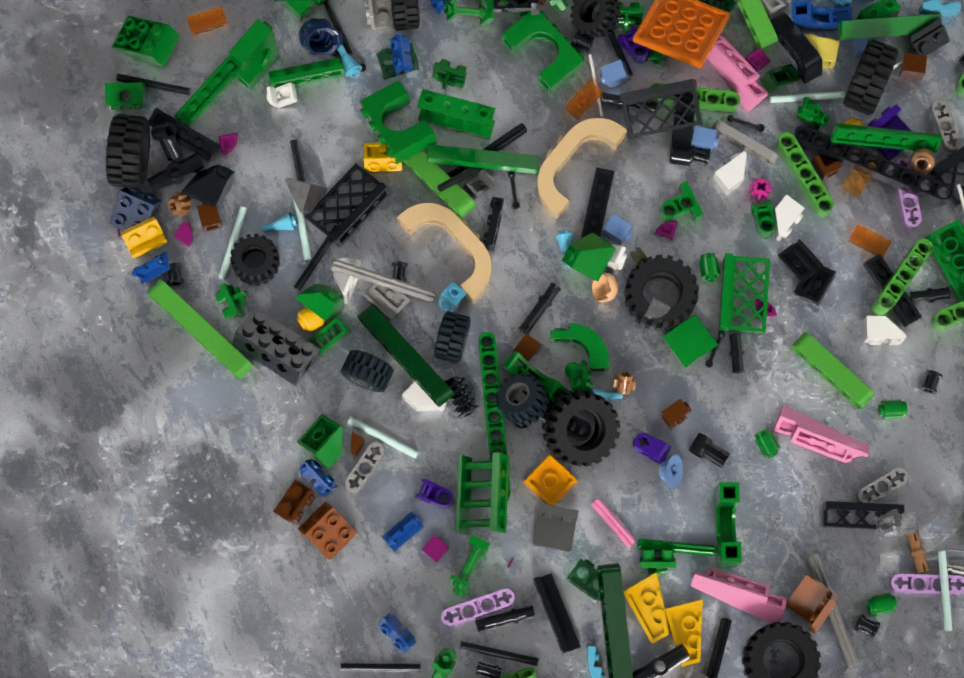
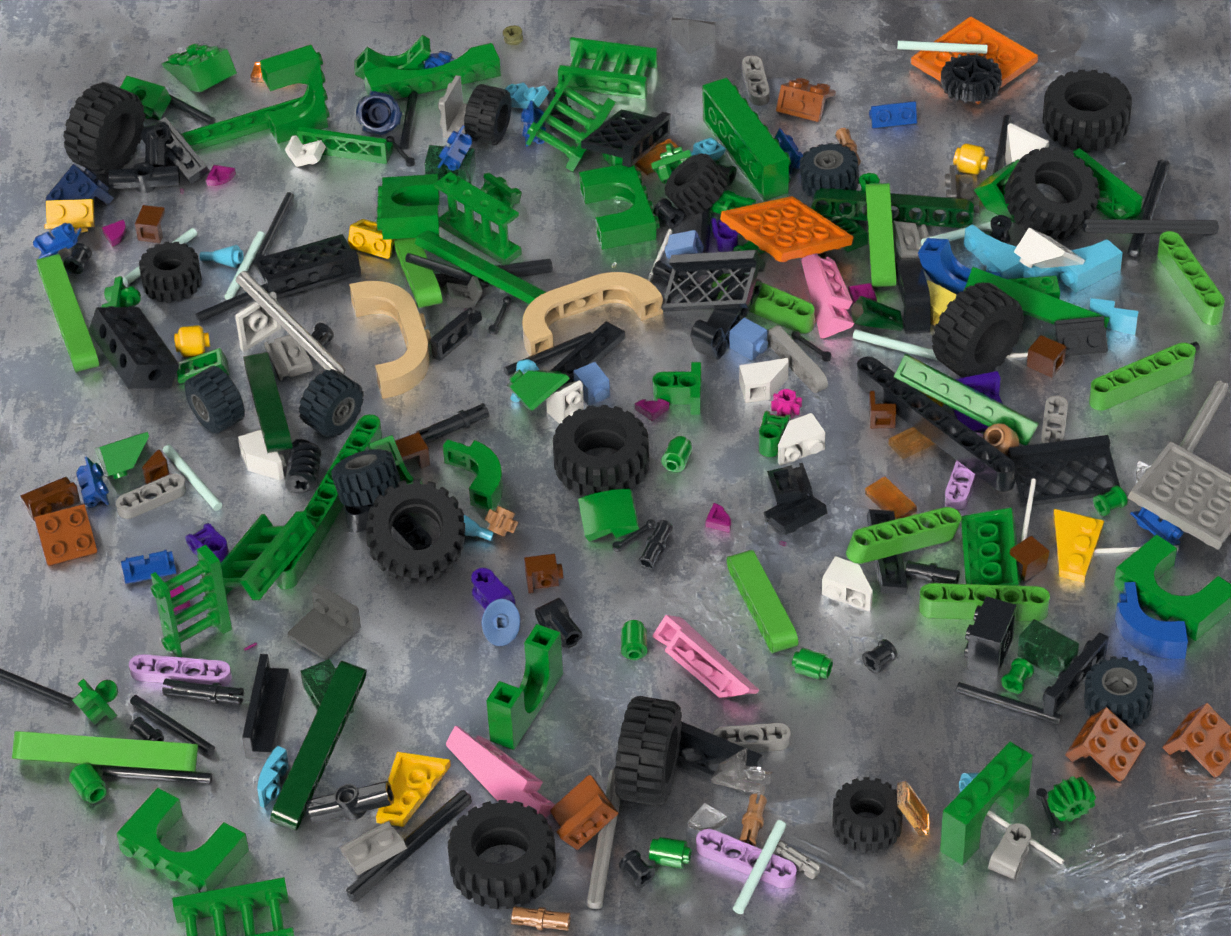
camera: 30 degrees right, 30 degrees down
(180, 204) = (128, 202): medium nougat gear -> none
(210, 185) = (173, 193): black slope -> none
(305, 194) = (266, 235): flat silver slope -> none
(321, 300) = (214, 324): green slope -> none
(351, 66) = (396, 151): medium azure cone -> none
(402, 640) = (69, 653): blue hinge -> none
(451, 298) = (360, 370): medium azure bracket -> none
(550, 480) = (354, 583): light orange tile -> none
(569, 210) = (550, 353): none -> black bar
(579, 376) = (449, 481): green hips -> none
(583, 100) = (634, 261): clear orange plate -> none
(605, 288) = (541, 431): light nougat hair -> none
(613, 522) = (396, 650): bright pink axle -> none
(649, 607) = (378, 743): yellow wing -> none
(657, 309) = (579, 450): clear tile -> none
(657, 564) = (420, 705): green hips -> none
(677, 547) = (449, 699): green axle -> none
(700, 156) = (734, 352): black bush -> none
(728, 289) = (684, 483): green fence -> none
(804, 165) = (849, 409): bright green beam -> none
(812, 114) = (889, 349): green hips -> none
(840, 545) = (648, 750): none -> black tyre

